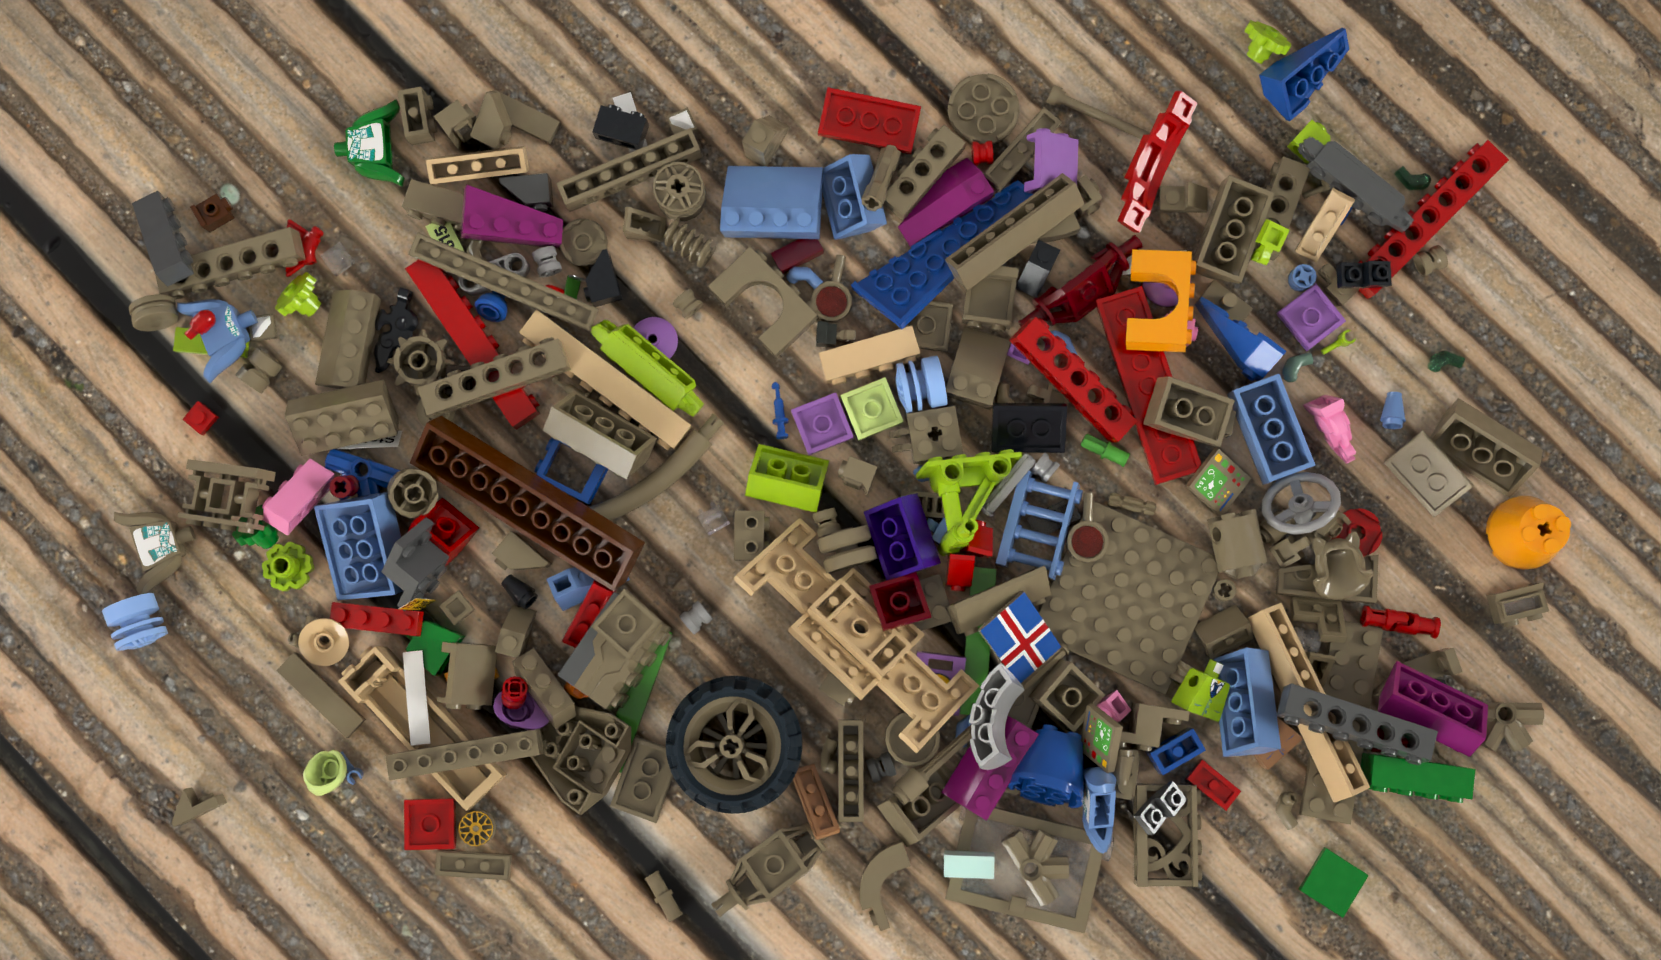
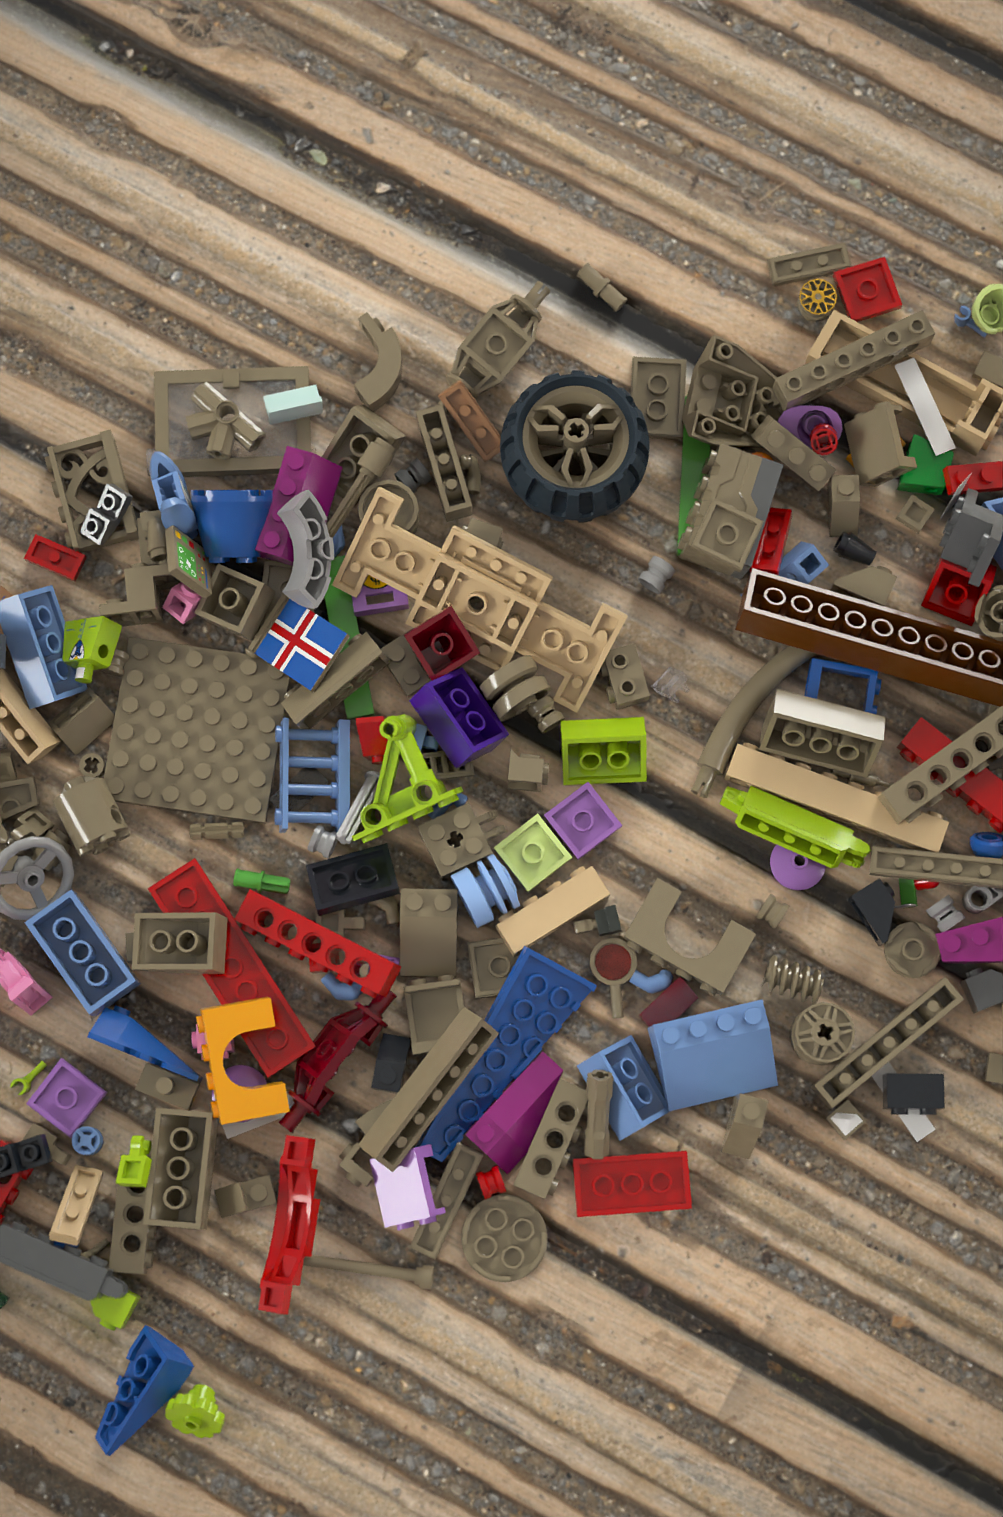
camera: 160 degrees right, 5 degrees down
(643, 225) = (850, 985): dark tan slope -> none
(780, 419) = (633, 820): blue piece -> none
(959, 571) = (386, 699): red slope -> none
(1087, 539) = (256, 775): piece -> none
(1175, 750) = (102, 578): blue brick -> none
(1218, 482) = (127, 879): dark tan tile -> none
(1294, 364) = (73, 1039): sand green arm -> none

